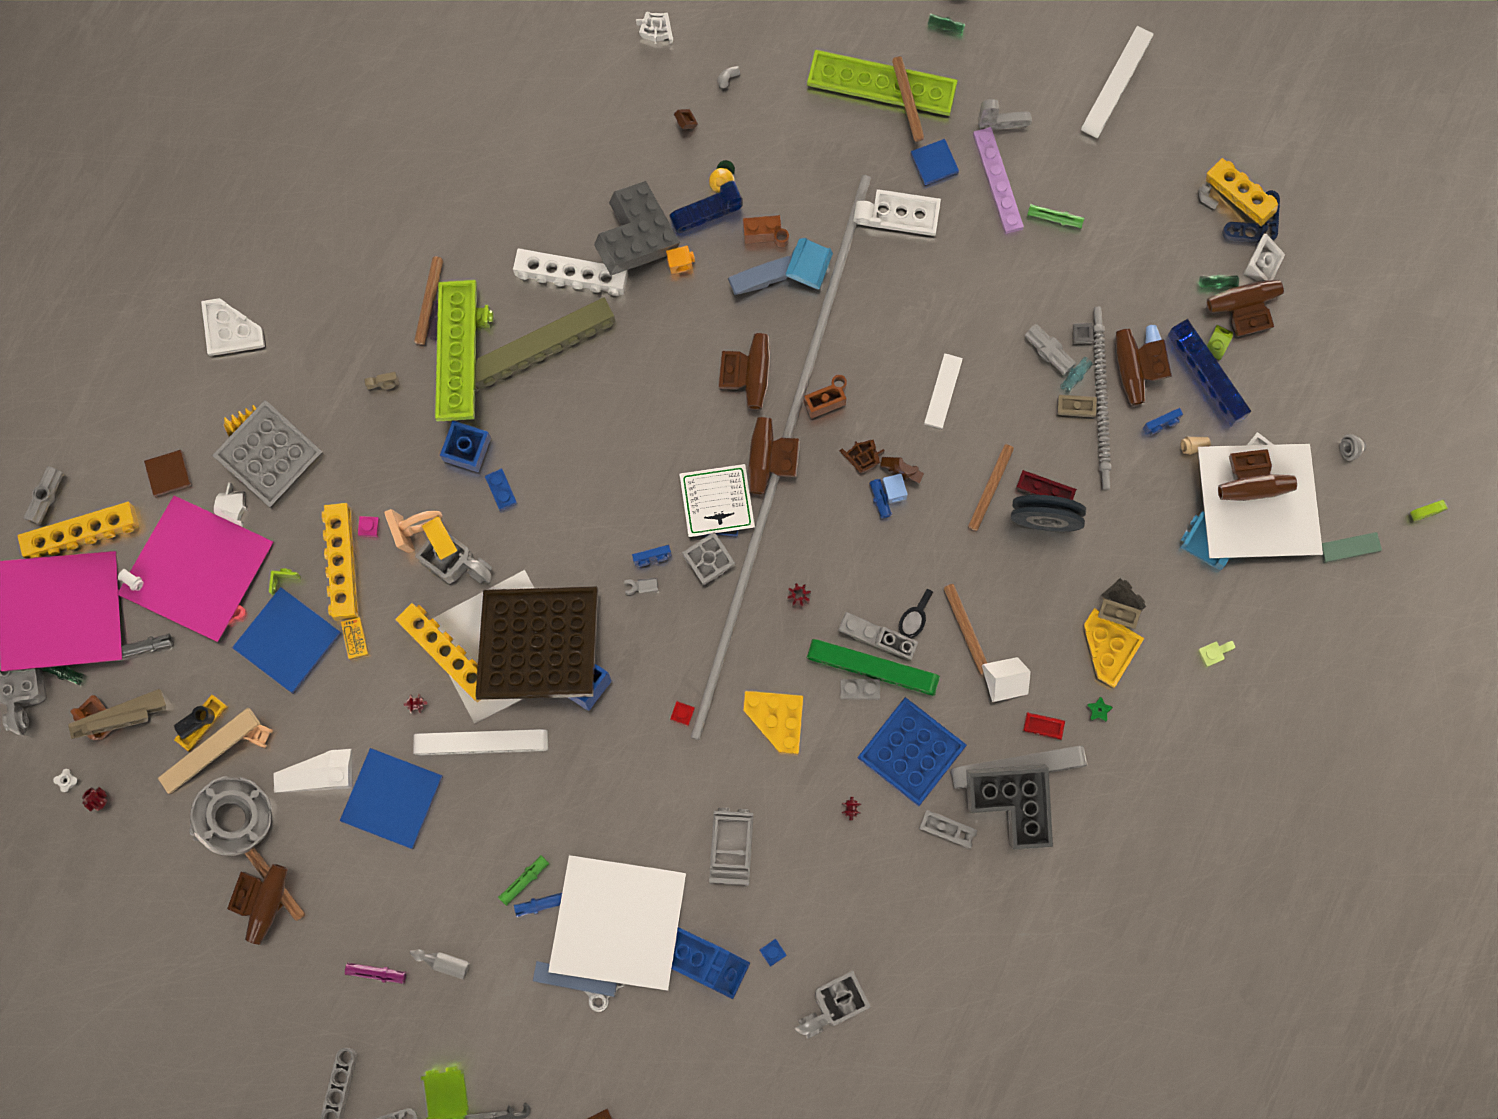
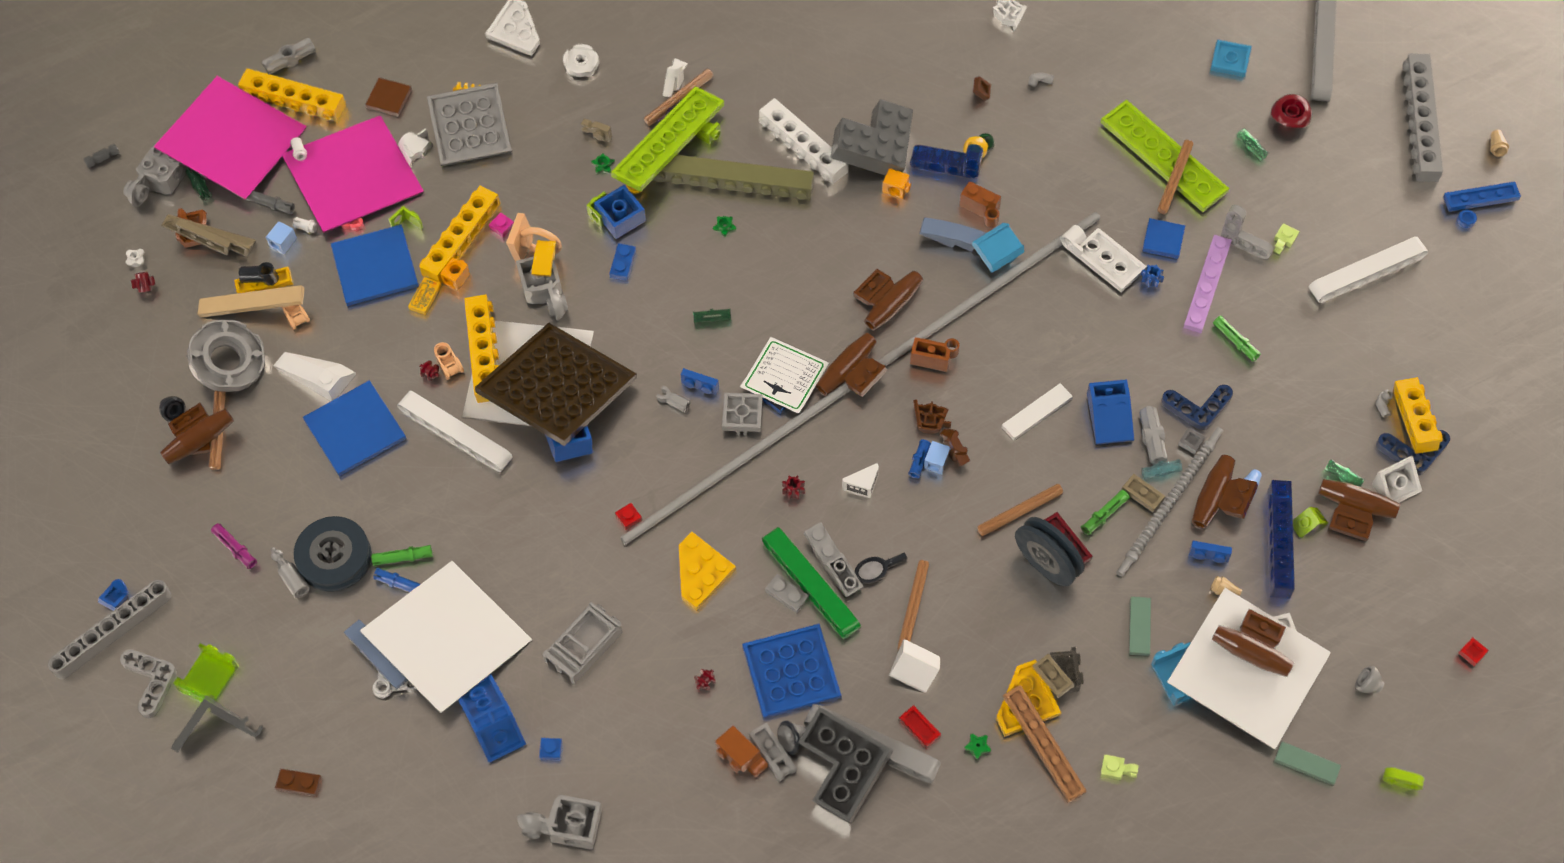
camera: 35 degrees right, 15 degrees down
(184, 672) = (281, 237): none -> light blue panel
(195, 645) = (308, 226): none -> white pin
(218, 893) = (171, 408): none -> black brick
(310, 1088) = (114, 595): none -> blue plate
(324, 327) = (581, 69): none -> white plate
(366, 608) = (455, 280): none -> light orange brick
(411, 413) = (603, 159): none -> green plate
(412, 285) = (674, 77): none -> white piece
(427, 686) = (448, 363): none -> light nougat piece
(435, 453) = (591, 209): none -> lime bracket
(446, 935) = (316, 545): none -> black wheel
(561, 391) = (724, 229): none -> green plate
(616, 488) = (725, 315): none -> clear green pin
(851, 552) = (861, 481): none -> white slope
(925, 849) = (740, 752): none -> dark orange hinge
(954, 207) = (1152, 276): none -> blue gear
(955, 806) = (789, 736): none -> light grey hat
(1004, 352) = (1110, 411): none -> blue slope
(1031, 94) = (1285, 237): none -> yellowish green plate
(1057, 452) = (1099, 518): none -> bright green pin
(1068, 304) = (1198, 412): none -> dark blue beam
(1149, 673) = (1044, 743): none -> medium nougat tile
(1151, 522) = (1140, 626): none -> sand green tile
(1411, 368) = (1473, 651): none -> red plate

